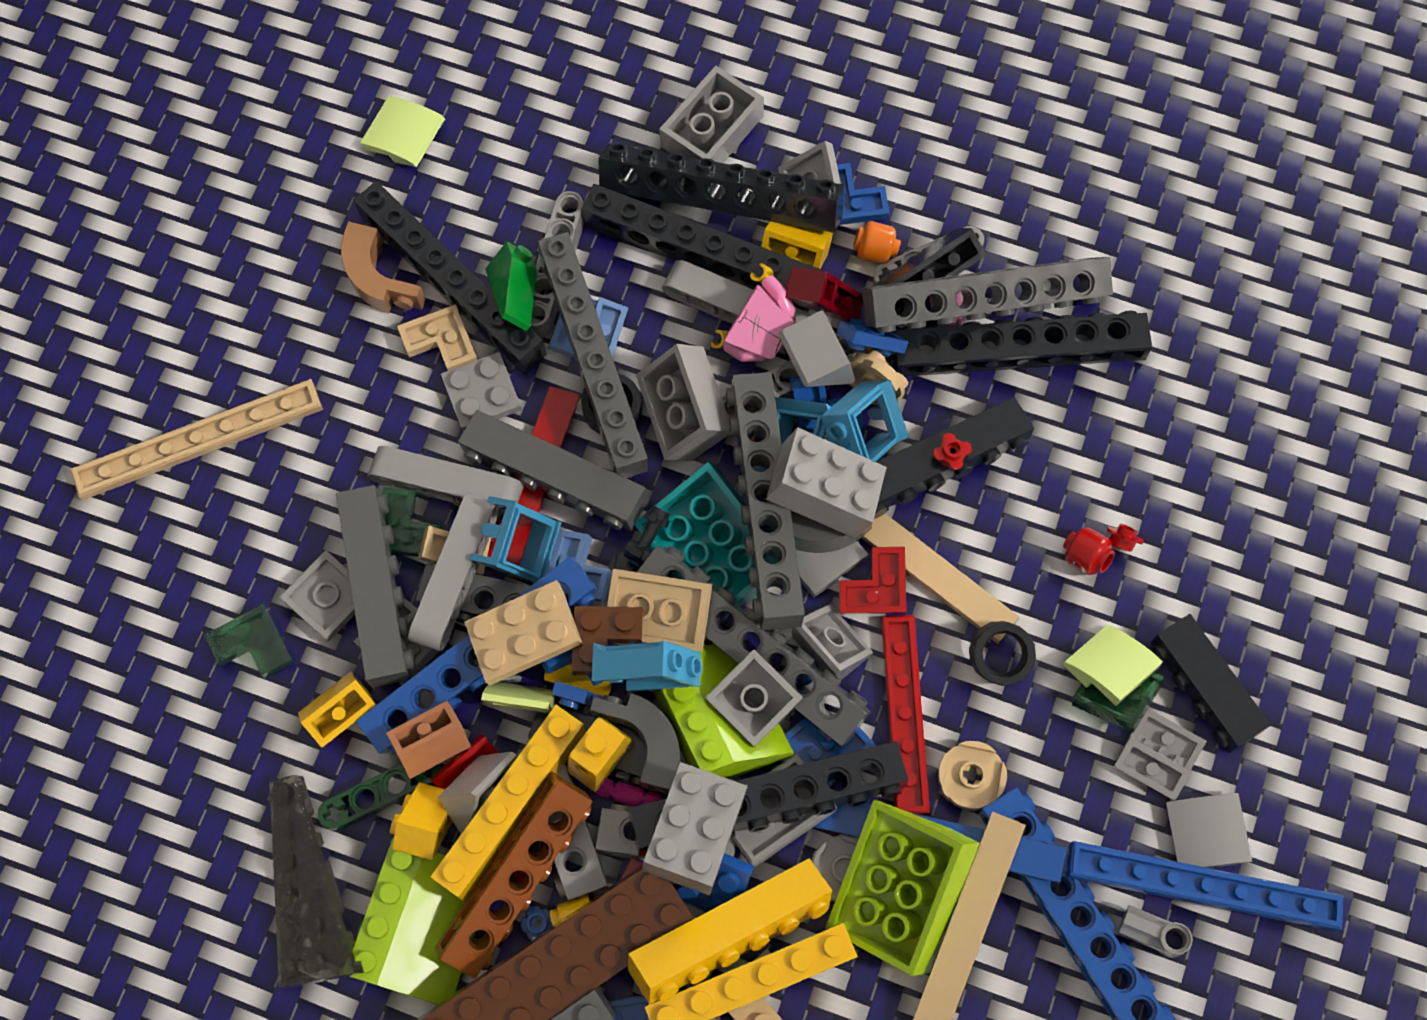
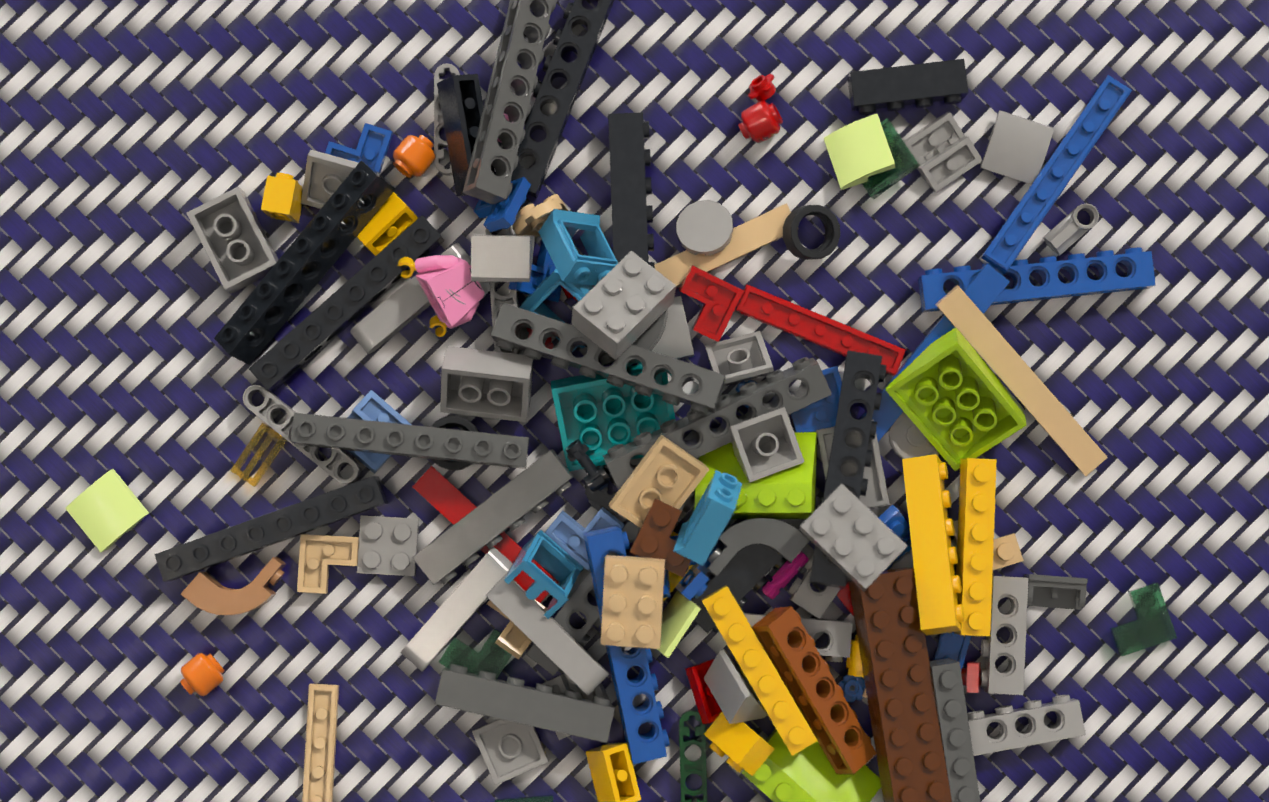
camera: 65 degrees left, 15 degrees up
(279, 277) = (201, 674): none -> orange head
(428, 739) = (676, 712): nougat brick -> none
(497, 225) = (249, 448): none -> clear yellow tile
(513, 283) = (311, 478): green slope -> none
(598, 753) = (751, 582): yellow torso -> none
(773, 141) = (282, 198): none -> yellow brick
(823, 291) = (448, 226): dark red slope -> none
(948, 459) = (633, 197): red plate -> none
(950, 546) = (704, 227): none -> light grey tile
(987, 764) = (876, 305): tan plate -> none

